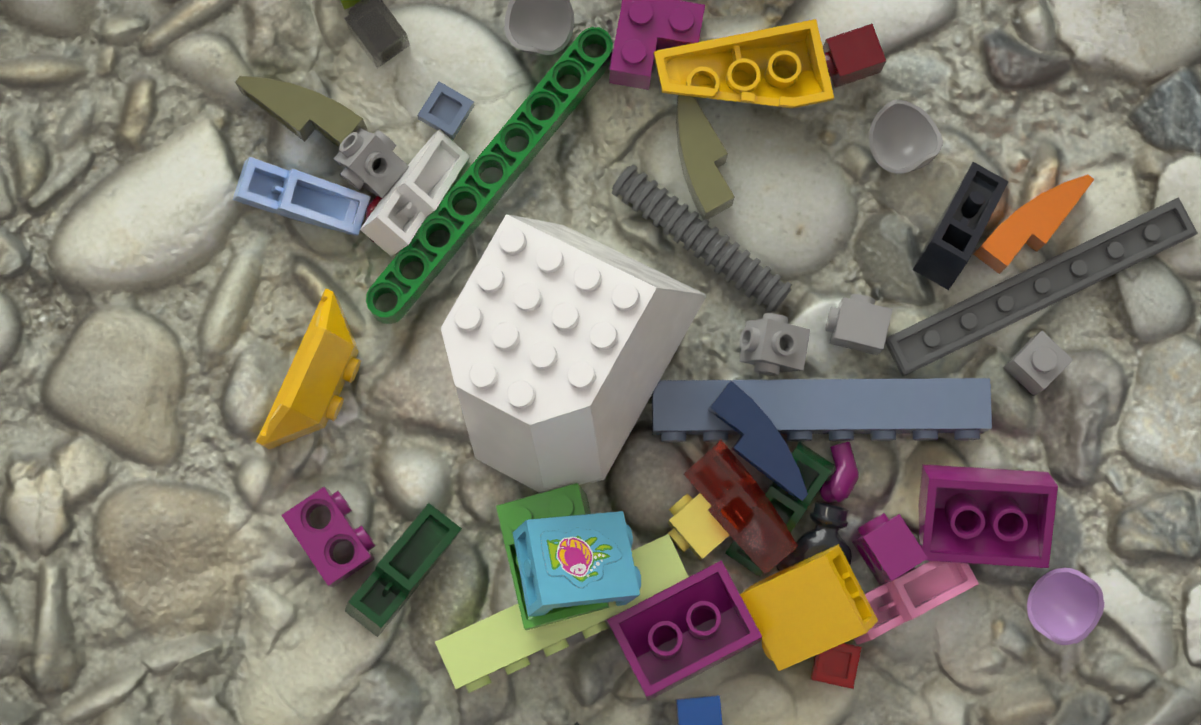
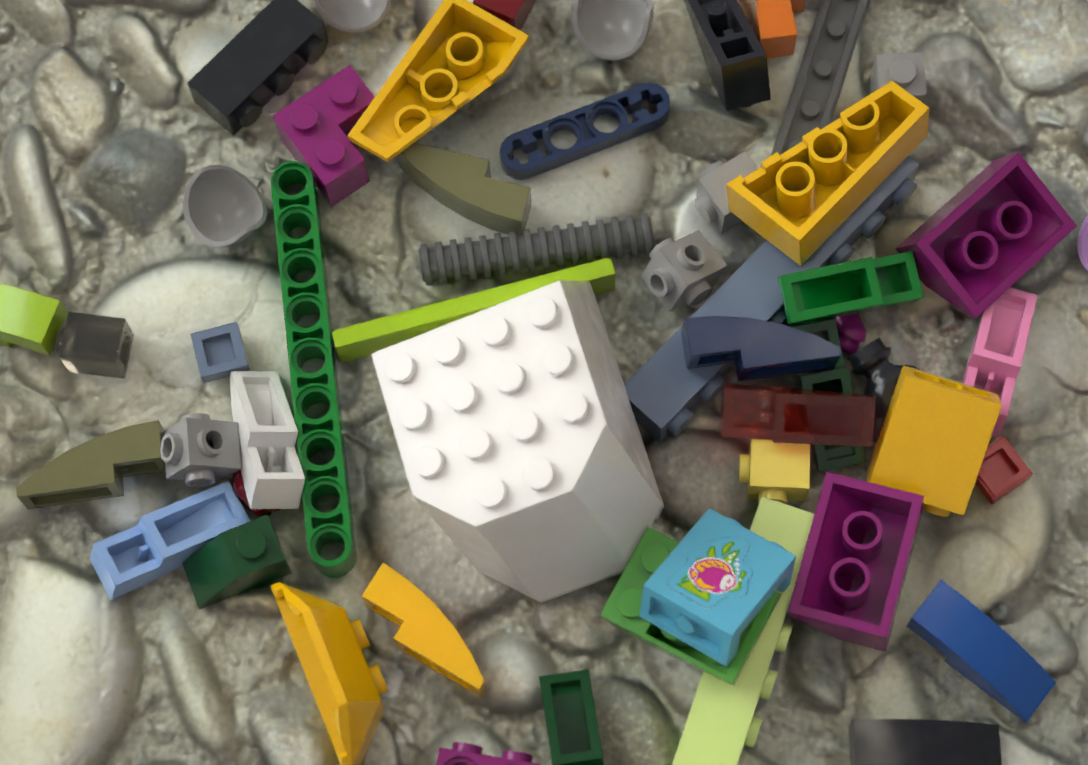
camera: 40 degrees left, 10 degrees down
(325, 252) = (236, 562): none -> dark green slope
(391, 405) = (423, 629): none -> yellow slope
(621, 237) = (377, 334): none -> lime tile
(815, 185) = (588, 137): none -> dark blue beam
(861, 462) = (850, 288): none -> green slope
(888, 547) = (942, 332): magenta brick -> none
(923, 379) = (820, 182): none -> yellow wedge

